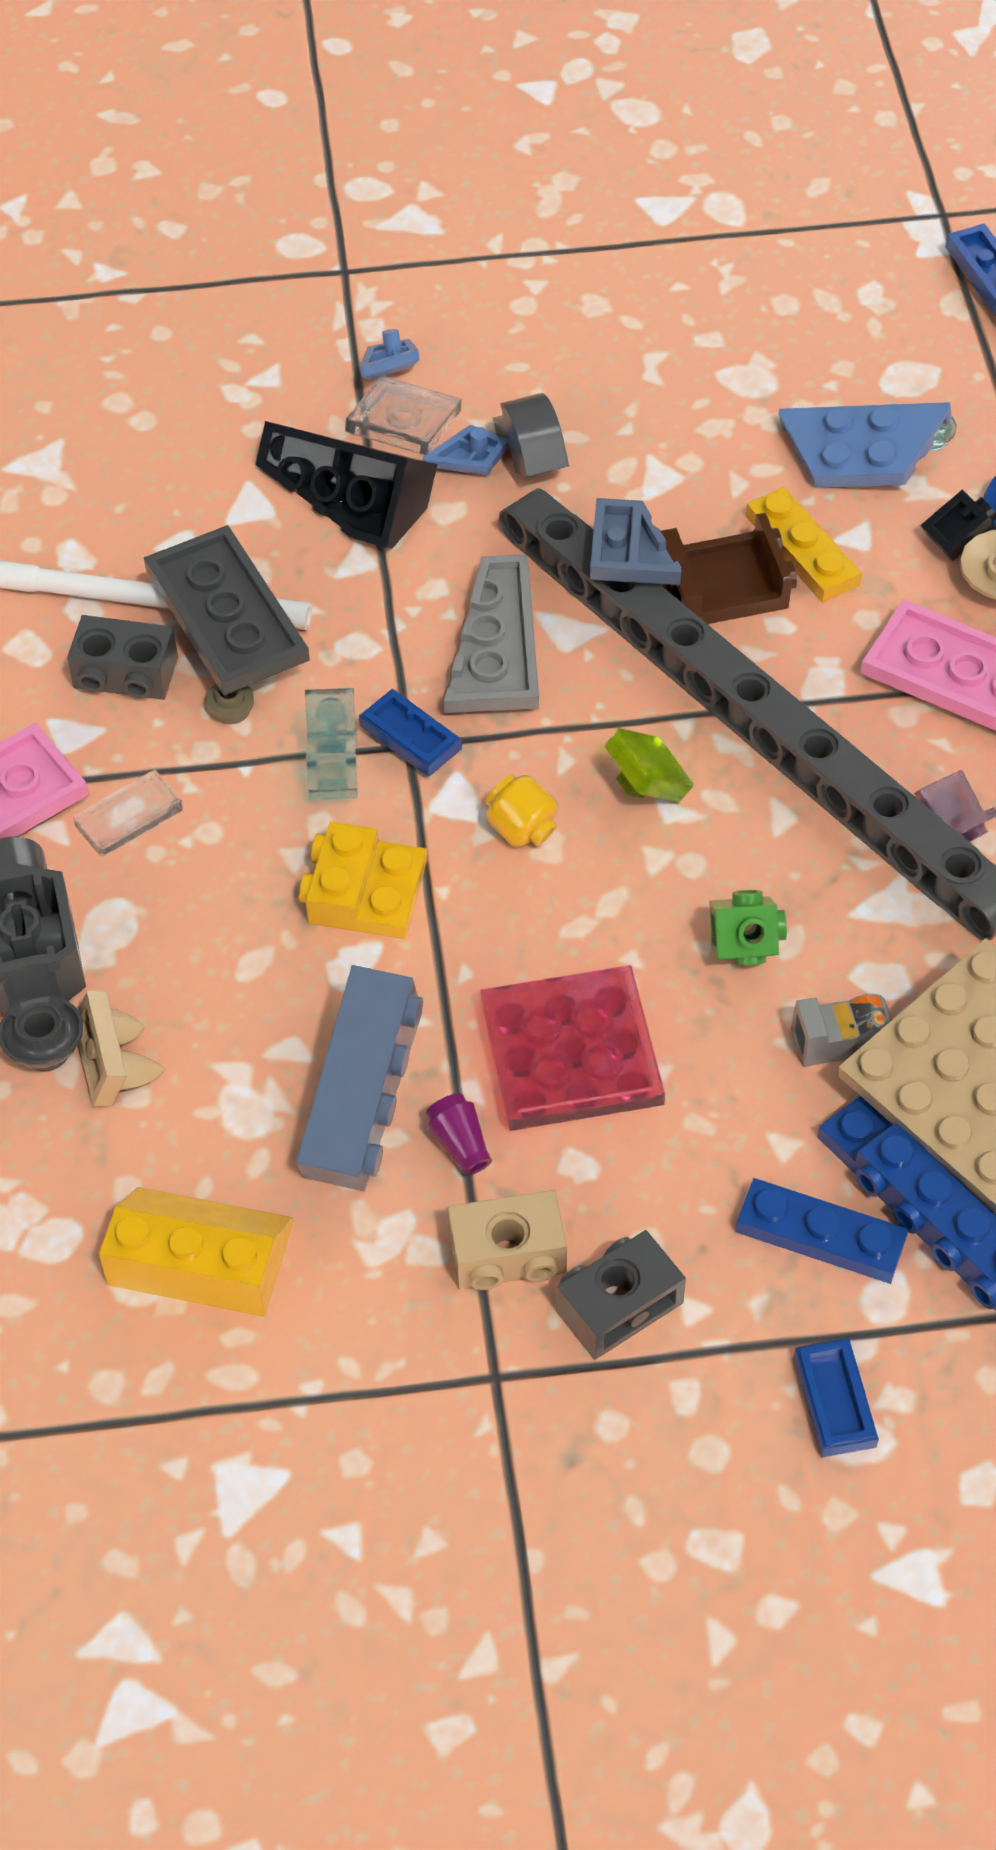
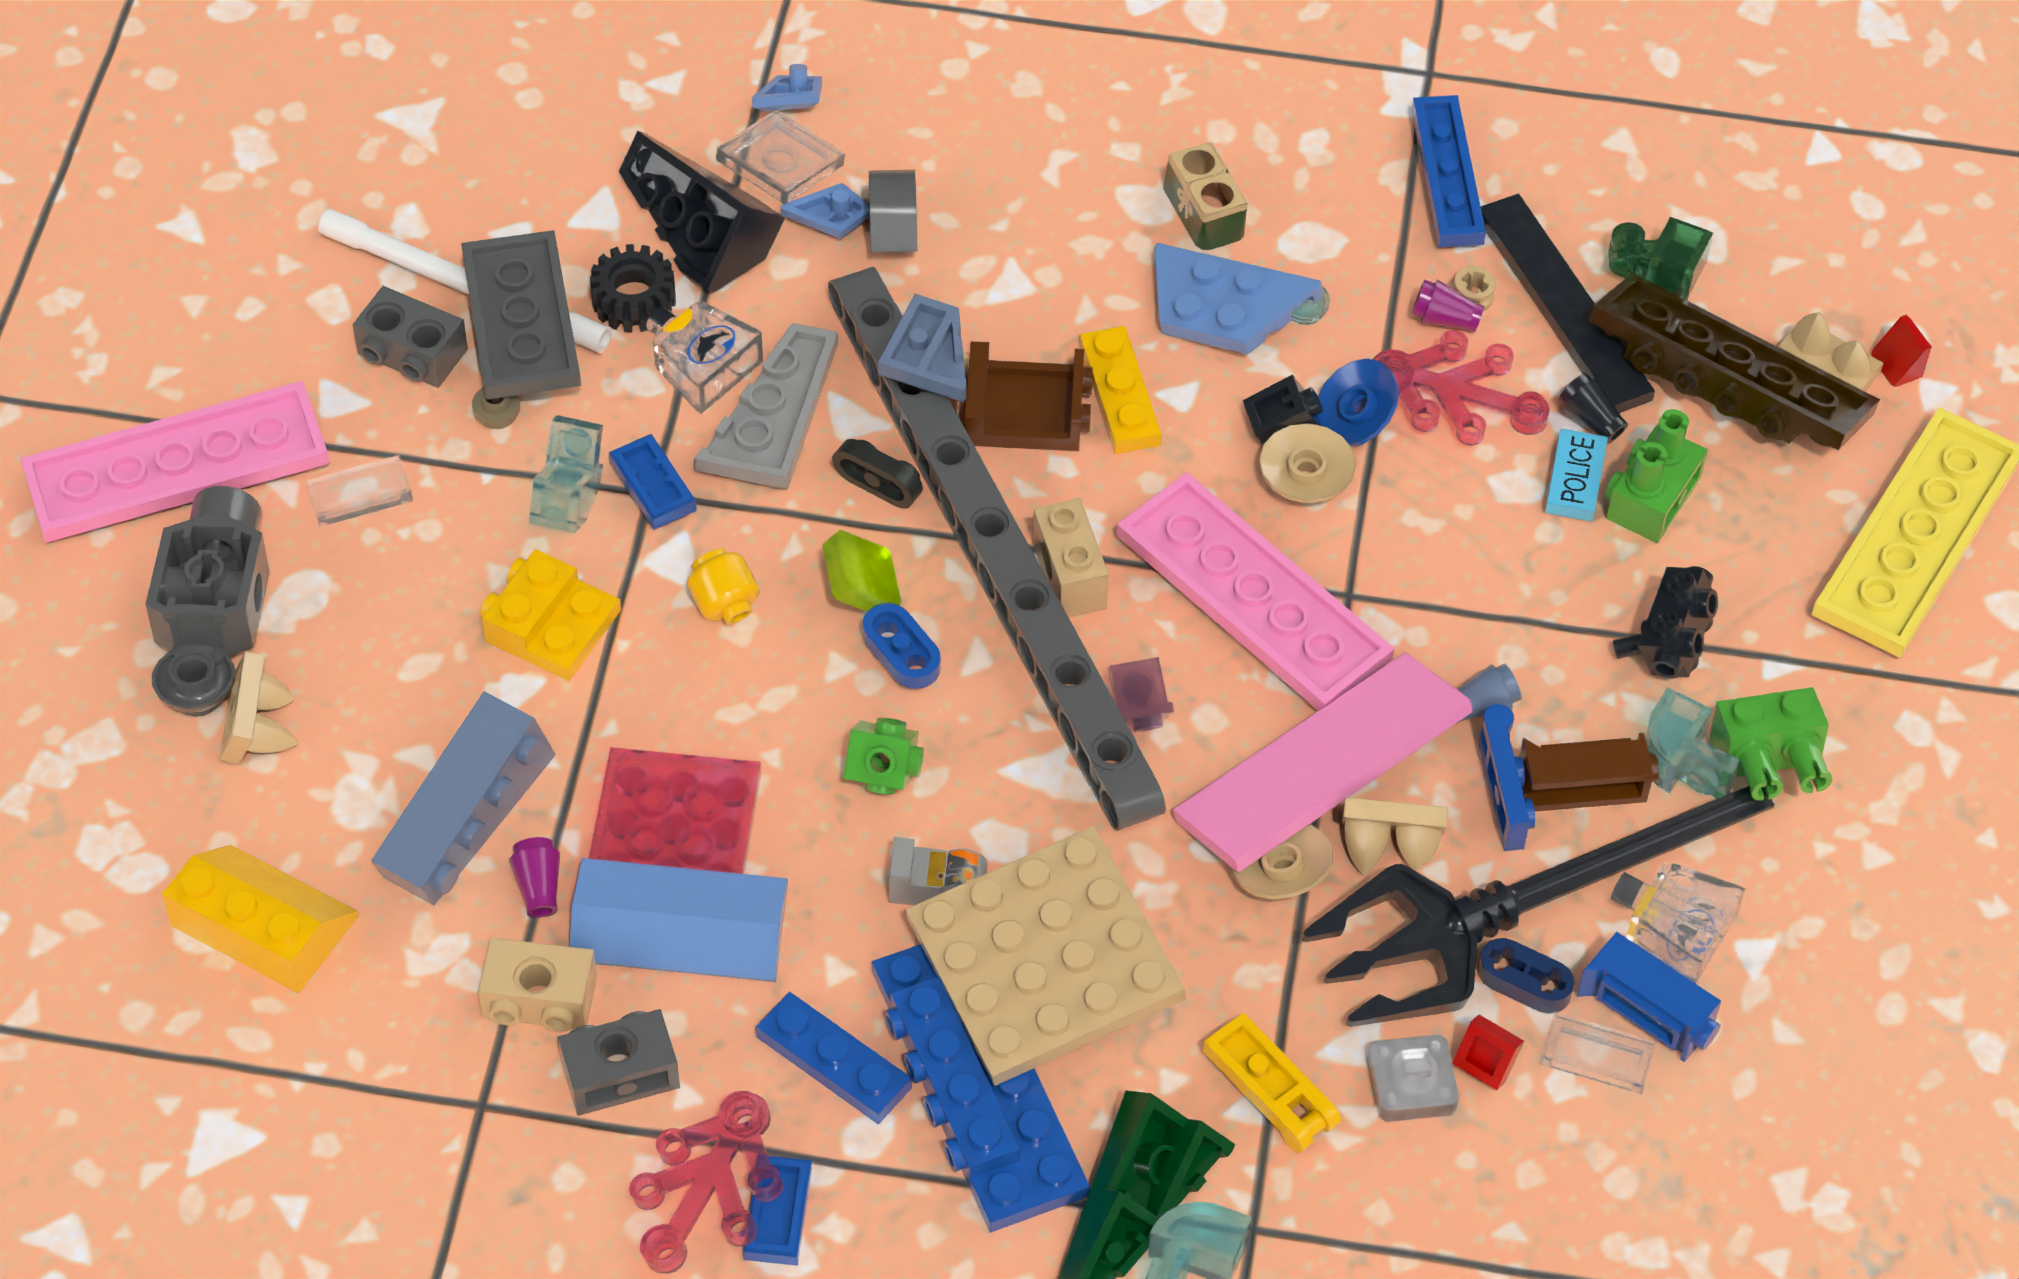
camera: 15 degrees right, 0 degrees up
(313, 544) = (629, 268): none -> black tyre
(408, 602) = (703, 351): none -> clear torso
(619, 1136) = (679, 919): none -> medium blue slope
(620, 671) = (878, 473): none -> pearl dark grey plate
(715, 822) = (905, 649): none -> blue plate
(758, 1381) = (706, 1175): none -> clear pink plant
(795, 373) = (1200, 167): none -> piece
(837, 696) = (1071, 557): none -> tan brick

